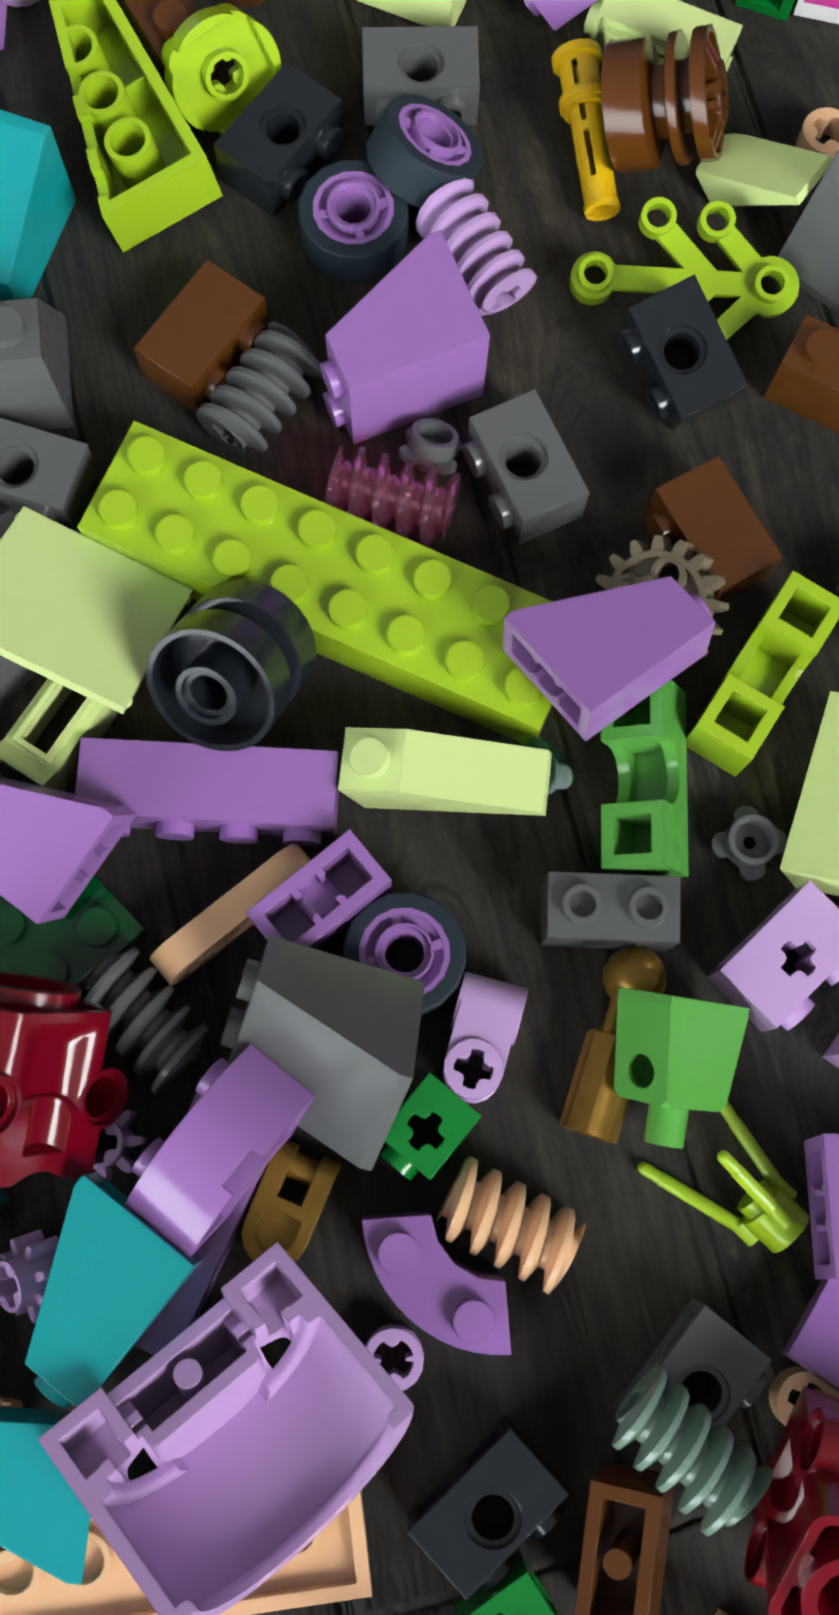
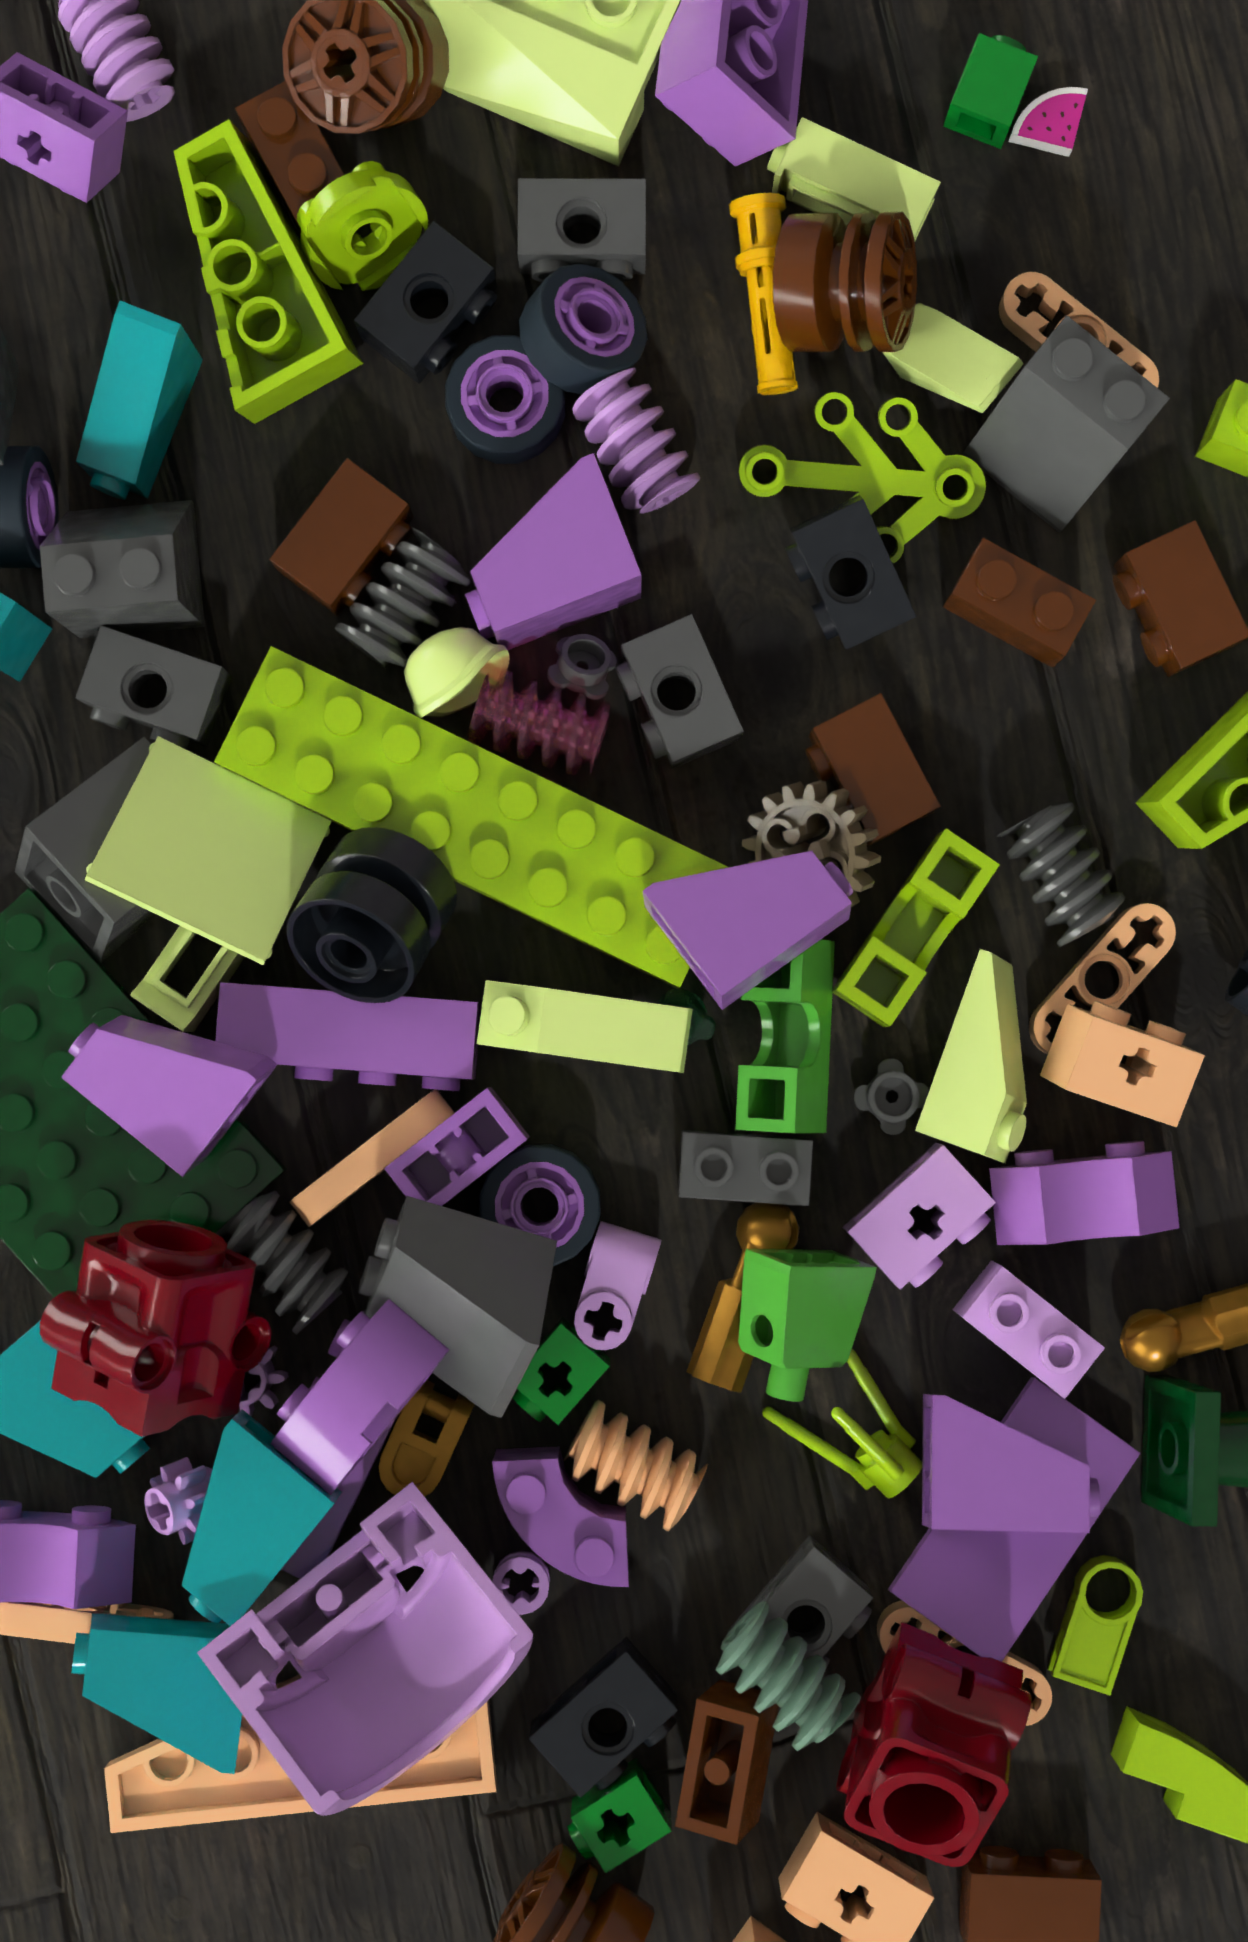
camera: 10 degrees right, 10 degrees up
(304, 445) = (450, 670): none -> yellowish green helmet

